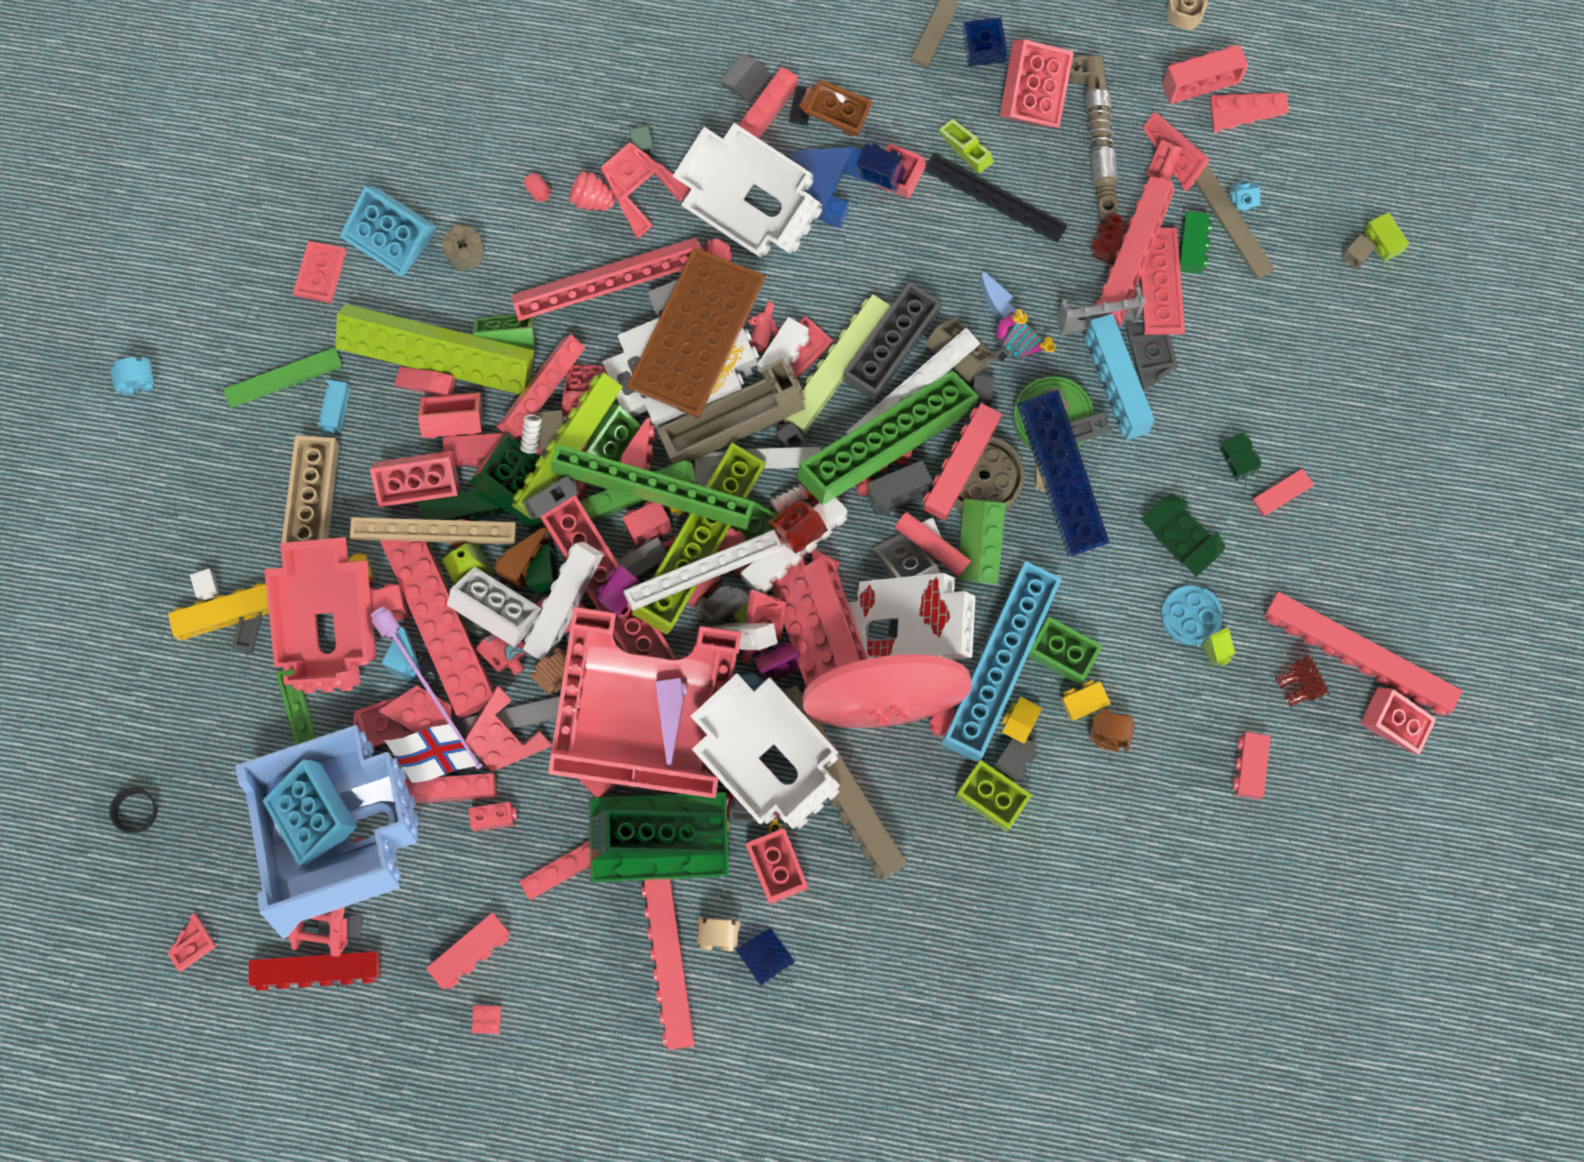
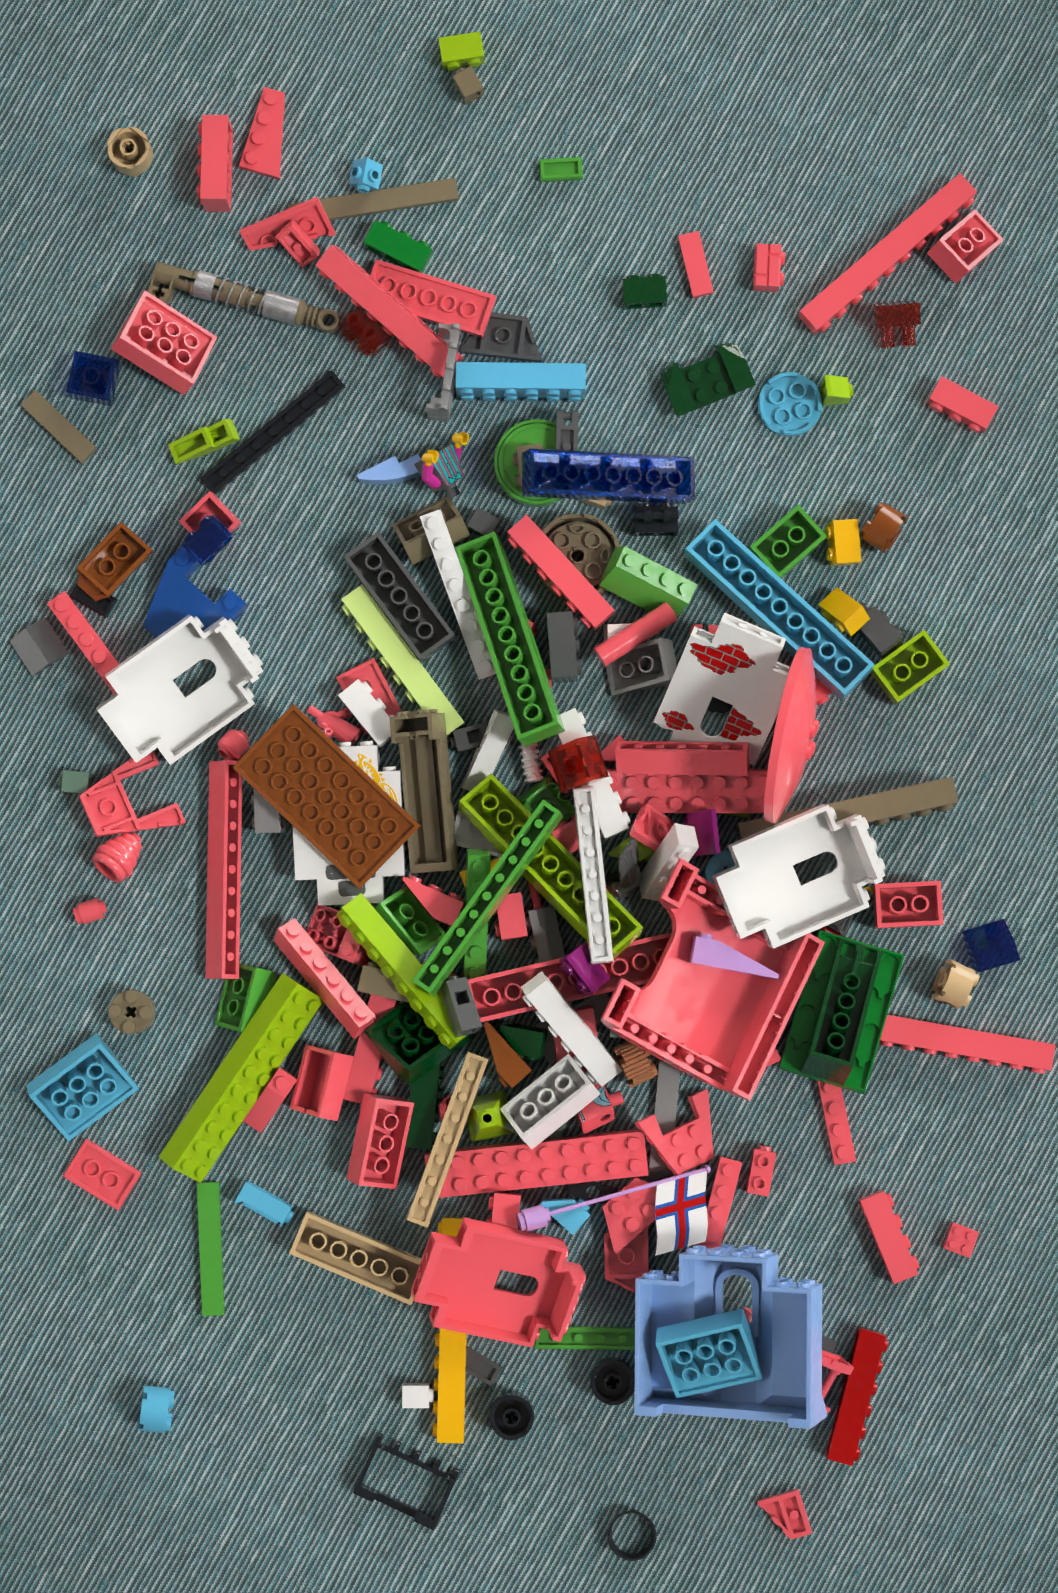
camera: 65 degrees left, 10 degrees up
(109, 574) = (419, 1516): none -> black hinge
(203, 661) = (500, 1420): none -> black brick
(260, 735) = (604, 1391): none -> black brick
(531, 434) = (379, 1005): white piece -> none
(1042, 532) = (656, 520): none -> black brick
(1305, 553) = (767, 267): none -> coral brick
(1318, 353) = (561, 169): none -> bright green tile

